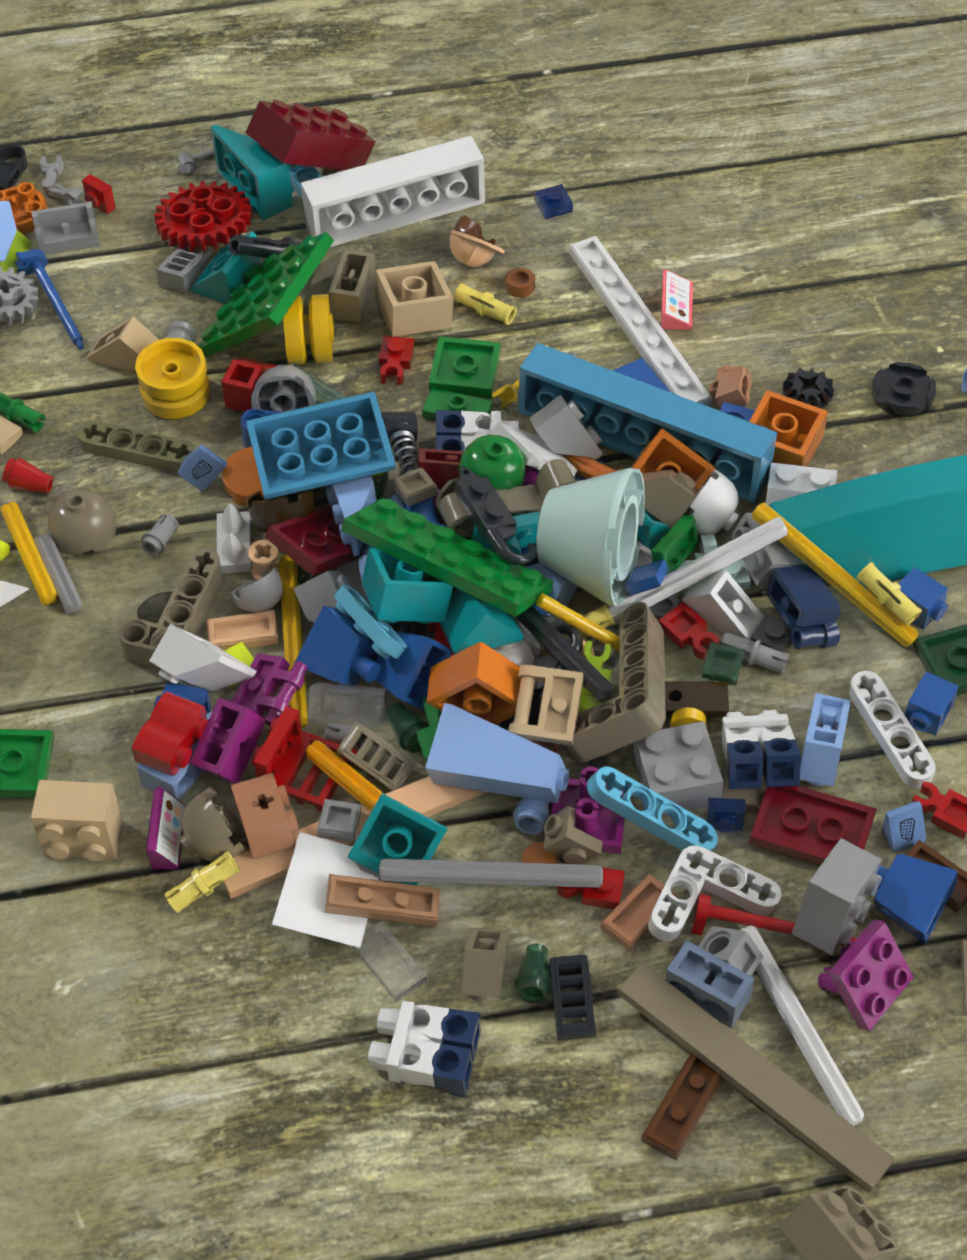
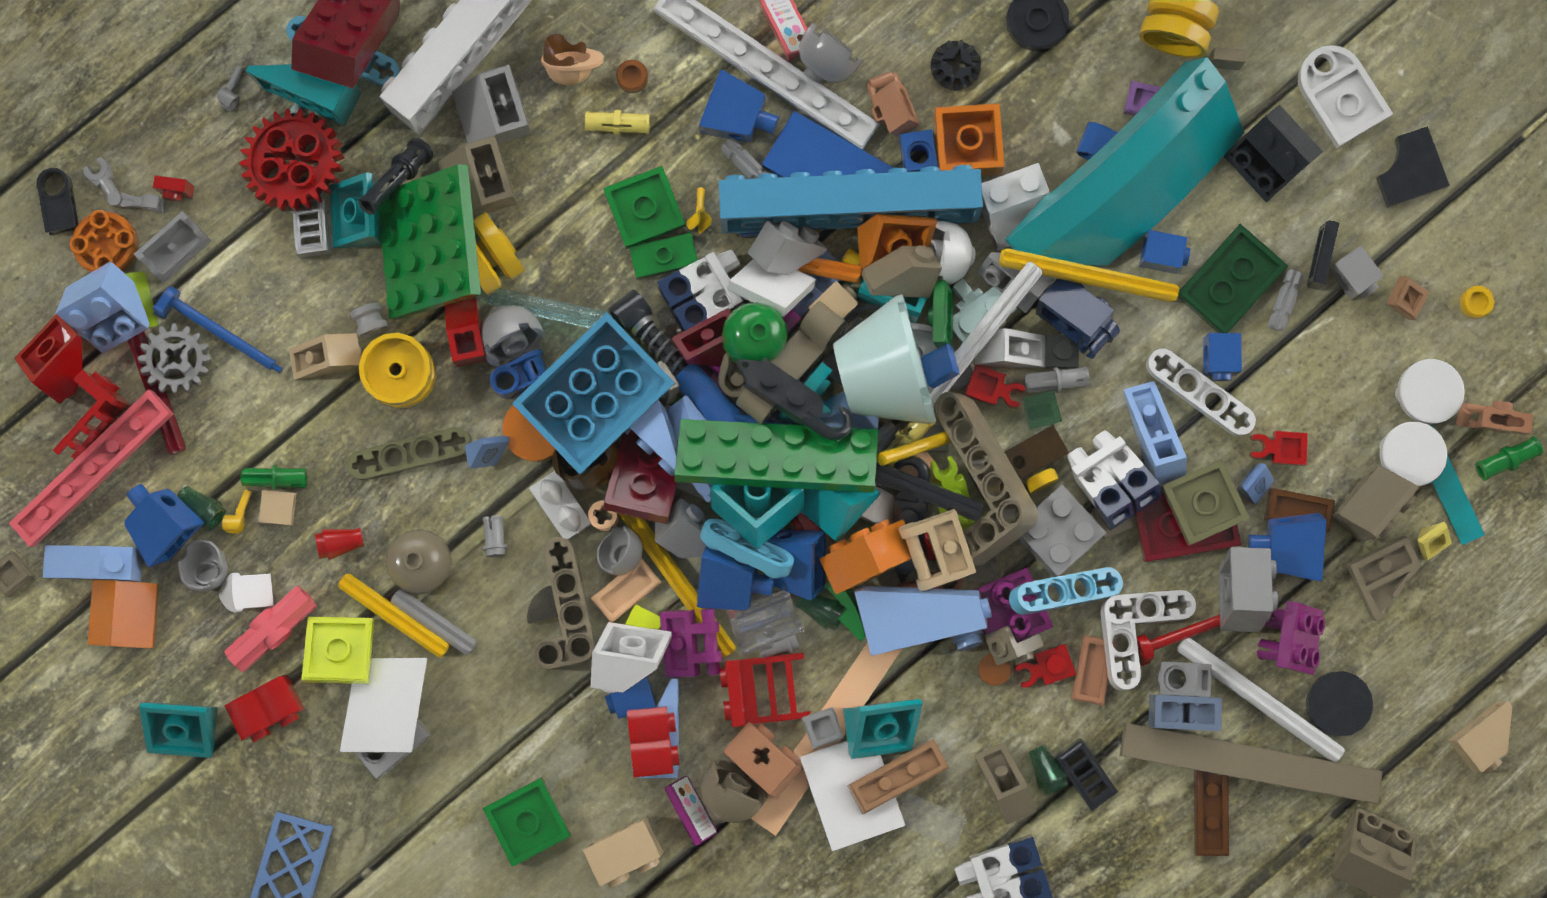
camera: 30 degrees left, 30 degrees up
(202, 882) = (751, 841): light yellow pin -> none
(228, 741) = (695, 714): magenta brick -> none
(343, 774) = (806, 687): light orange axle -> none
(371, 738) = (793, 647): dark tan slope -> none
(393, 239) = (491, 107): none -> light grey slope
(395, 356) = (572, 224): red plate -> none
(413, 298) = (556, 160): tan brick -> none
(414, 486) = (697, 386): dark tan tile -> none
(491, 873) = (970, 711): light grey axle -> none
(590, 333) = (736, 110): none -> blue torso
(695, 327) = (826, 56): none -> light grey cylinder
(726, 814) = (1117, 552): clear blue plate -> none
(839, 806) = (1204, 502): none -> olive plate
(872, 578) = (1144, 272): light yellow pin -> none
(883, 1072) = (1339, 703): none -> black tile

